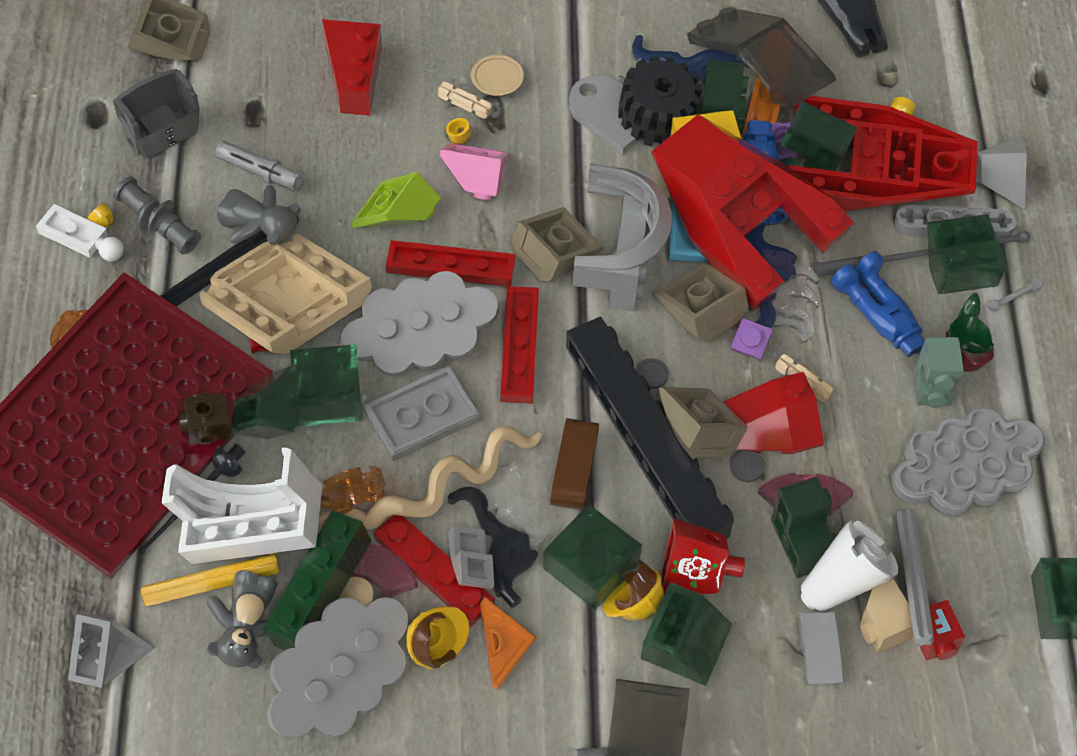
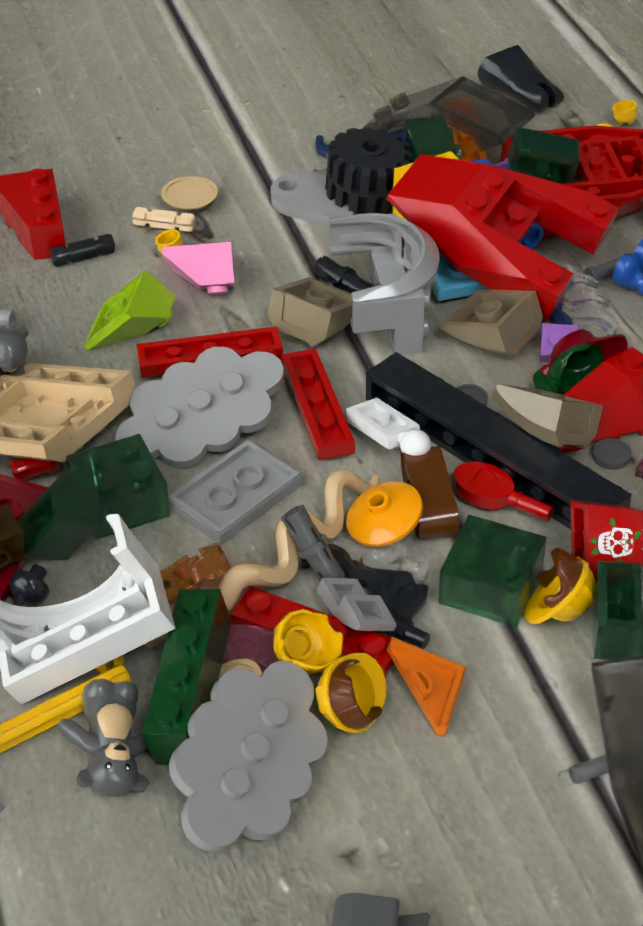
camera: 15 degrees left, 15 degrees down
(383, 116) = (82, 250): none -> black axle
(416, 583) = (307, 641): none -> yellow hair
(455, 493) = (311, 543): none -> dark grey pin
(534, 484) = (384, 514): none -> light orange dish
(566, 390) = (388, 427): none -> white plate
(596, 215) = (339, 276): none -> black pin
(628, 474) = (494, 489): none -> red piece
(751, 367) = (575, 358): none -> dark green hair
(933, 79) = (625, 111): none -> yellow hinge

